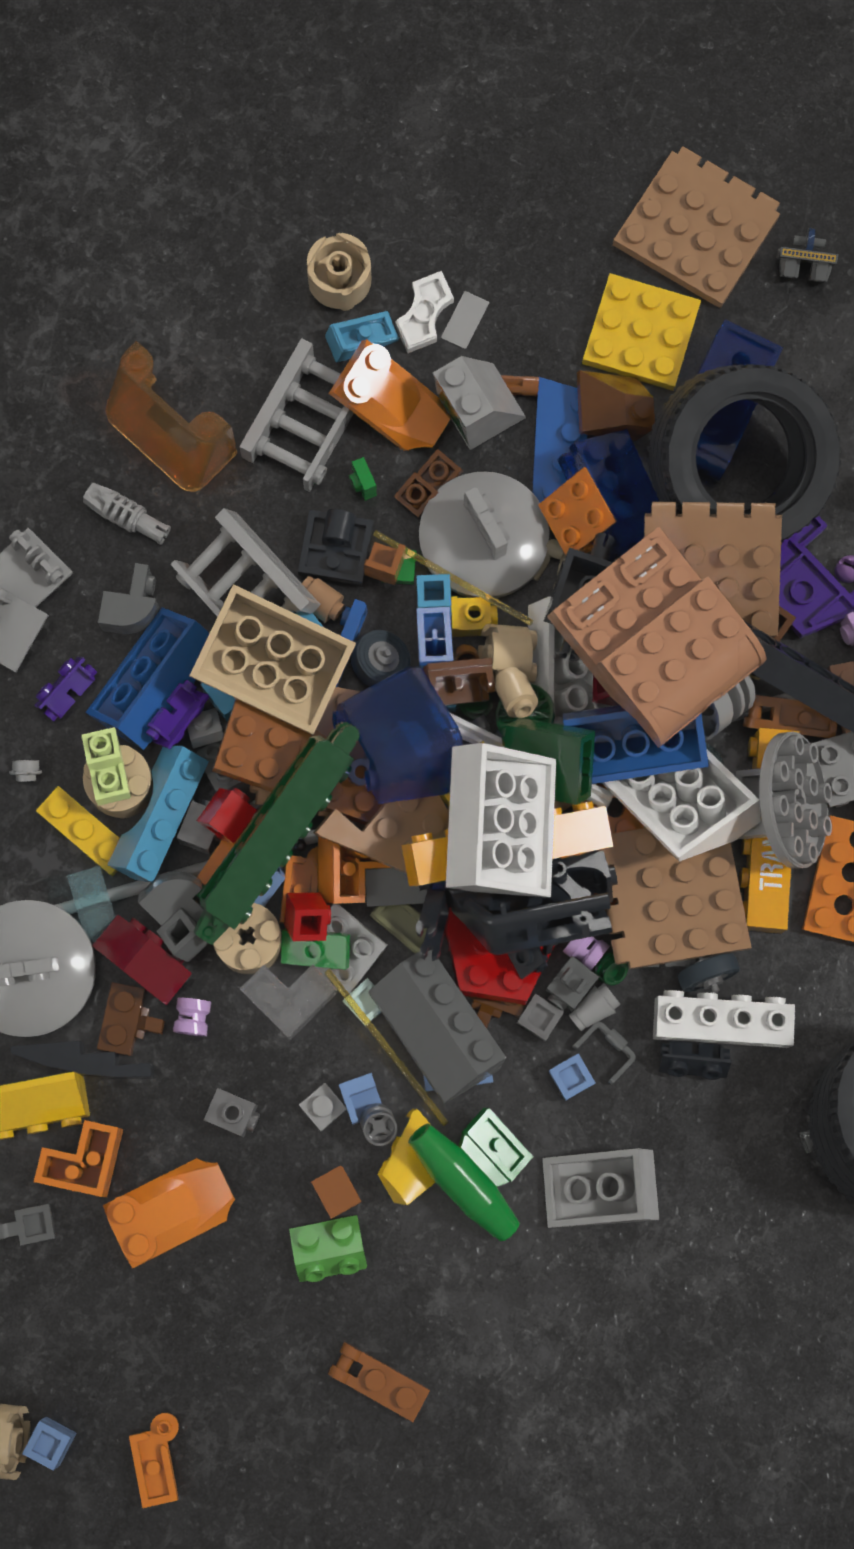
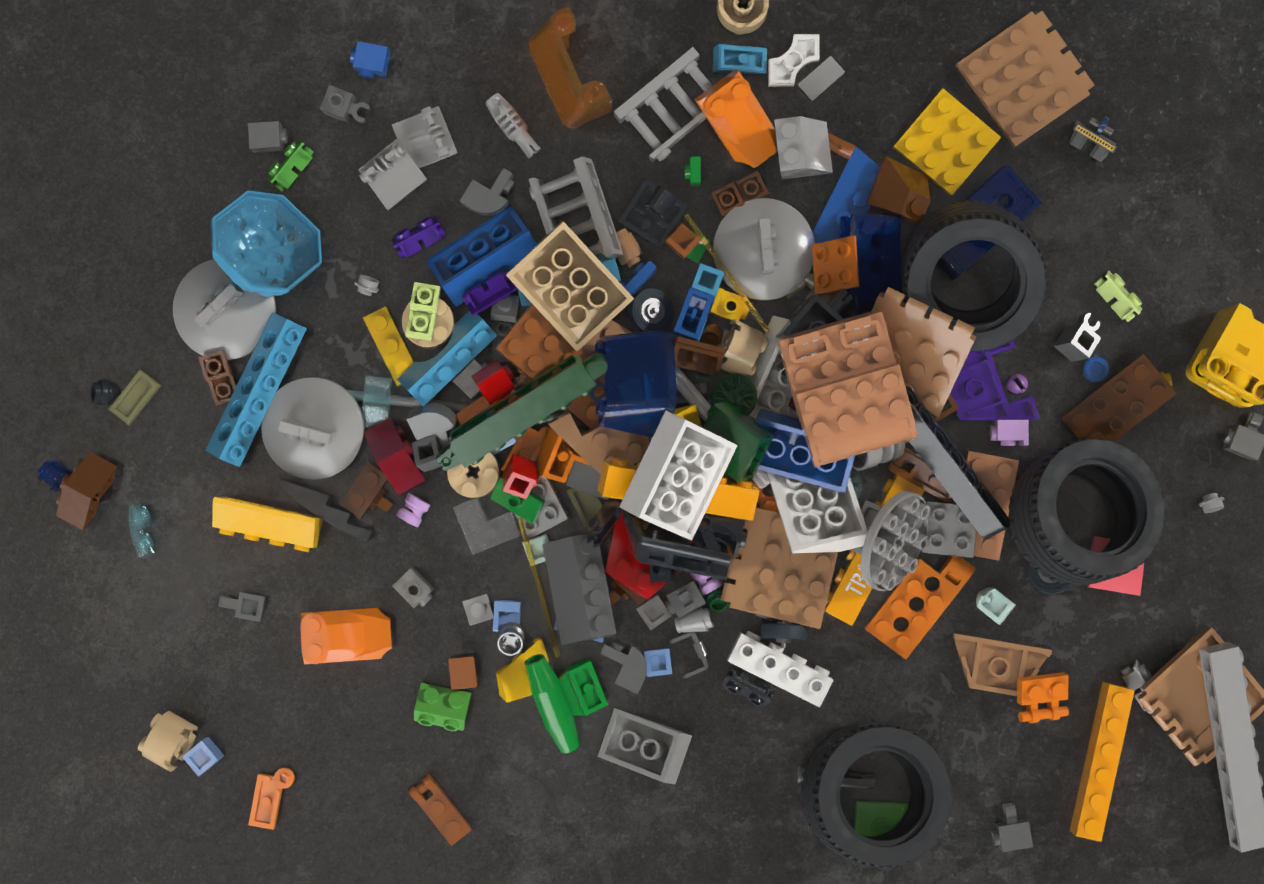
camera: 25 degrees right, 10 degrees up
(88, 1169) = (301, 585): orange brick -> none
(515, 693) = (732, 381): tan brick -> none
(544, 1095) = (633, 665): none -> dark grey brick

